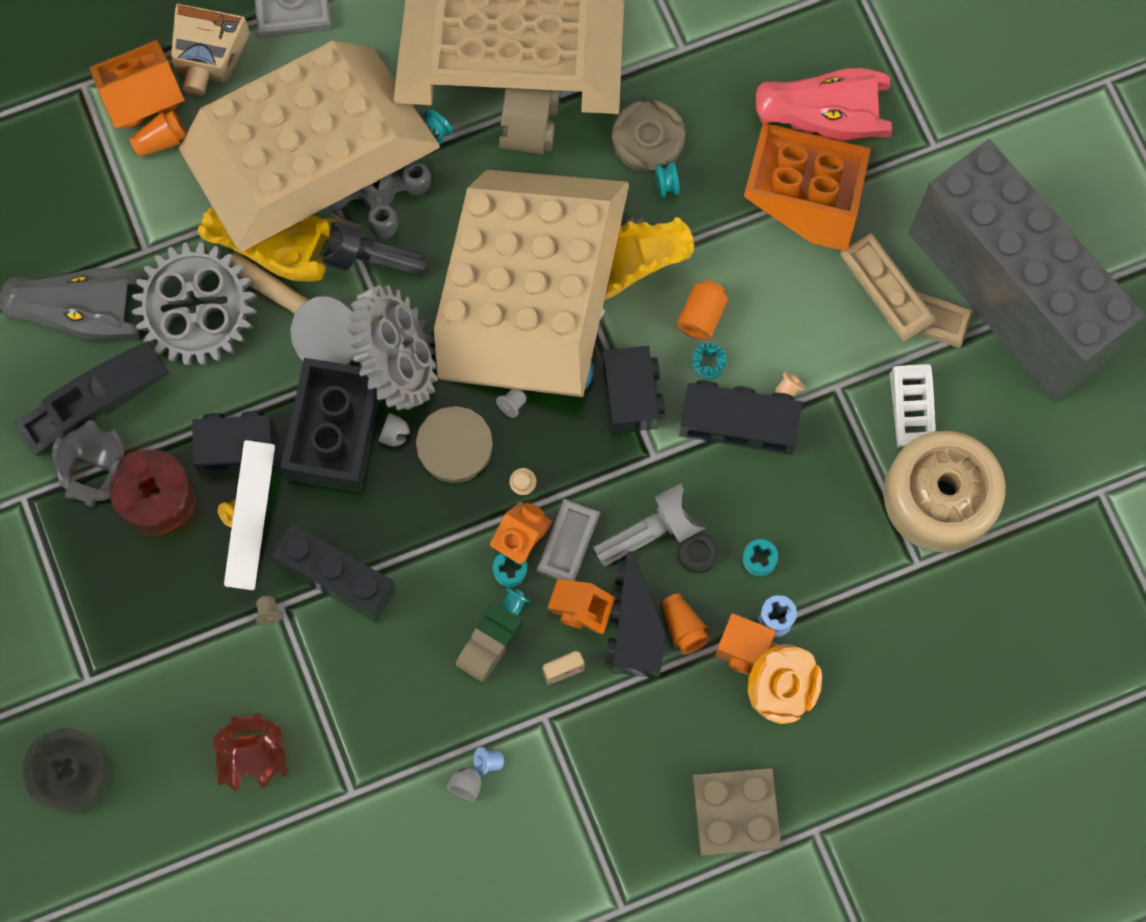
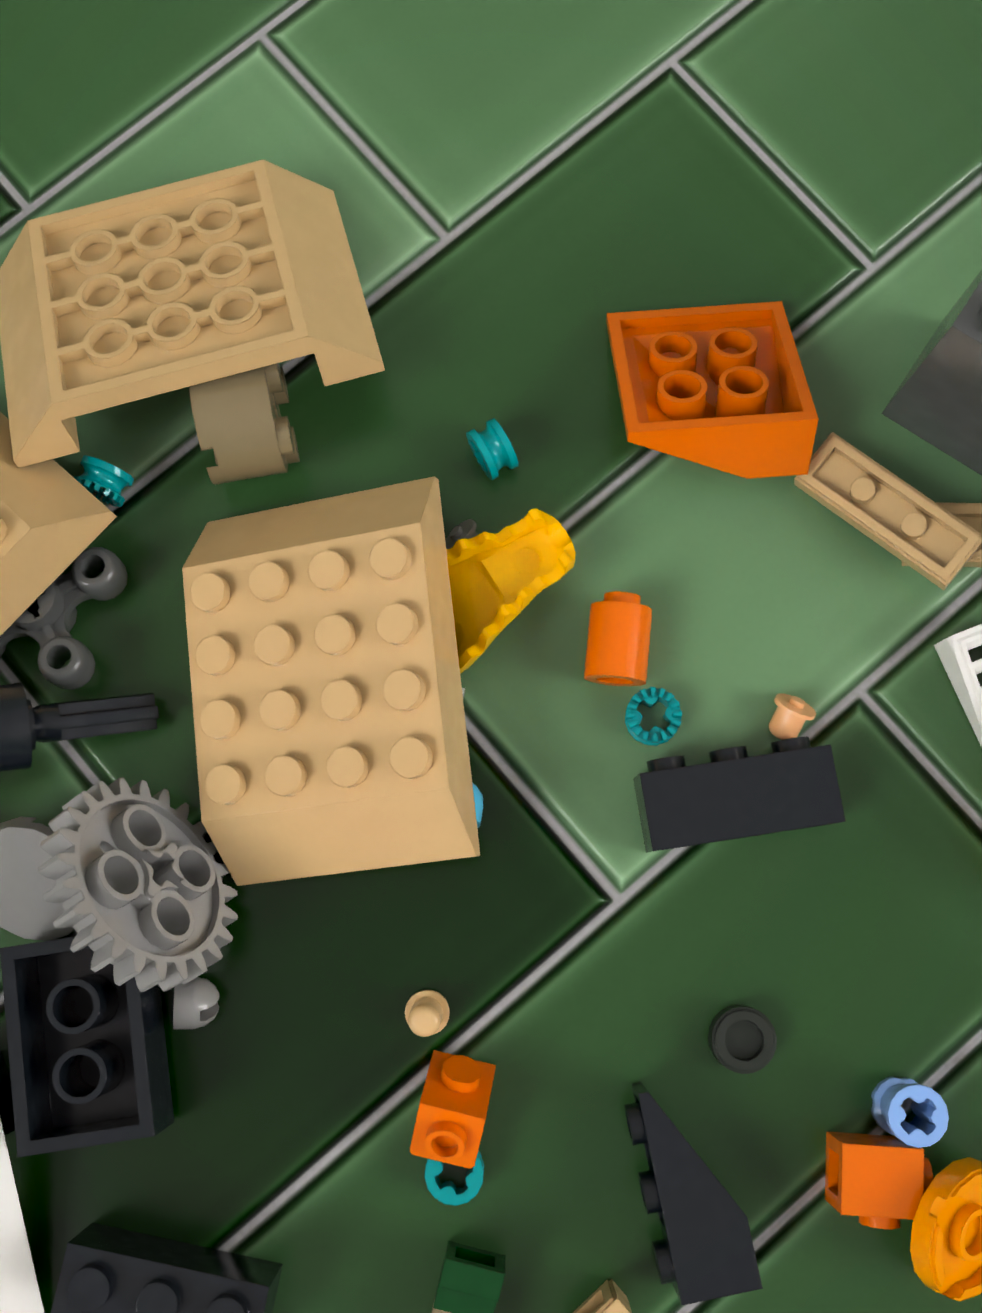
camera: 15 degrees left, 5 degrees up
(454, 444) = (298, 990): dark tan tile -> none
(511, 402) = (367, 889): light grey piece -> none
(514, 601) = (479, 1226): teal piece -> none
(568, 541) = (532, 1092): light grey tile -> none
(581, 605) = (593, 1210): orange brick -> none
(631, 389) = (551, 807): black brick -> none
(648, 135) = (439, 388): dark tan tile -> none
(669, 518) = (686, 1005): light grey piece -> none
(684, 625) = (764, 1174): orange cone -> none
(756, 568) = (863, 1013): teal bush -> none
(833, 104) = (701, 252): coral animal -> none

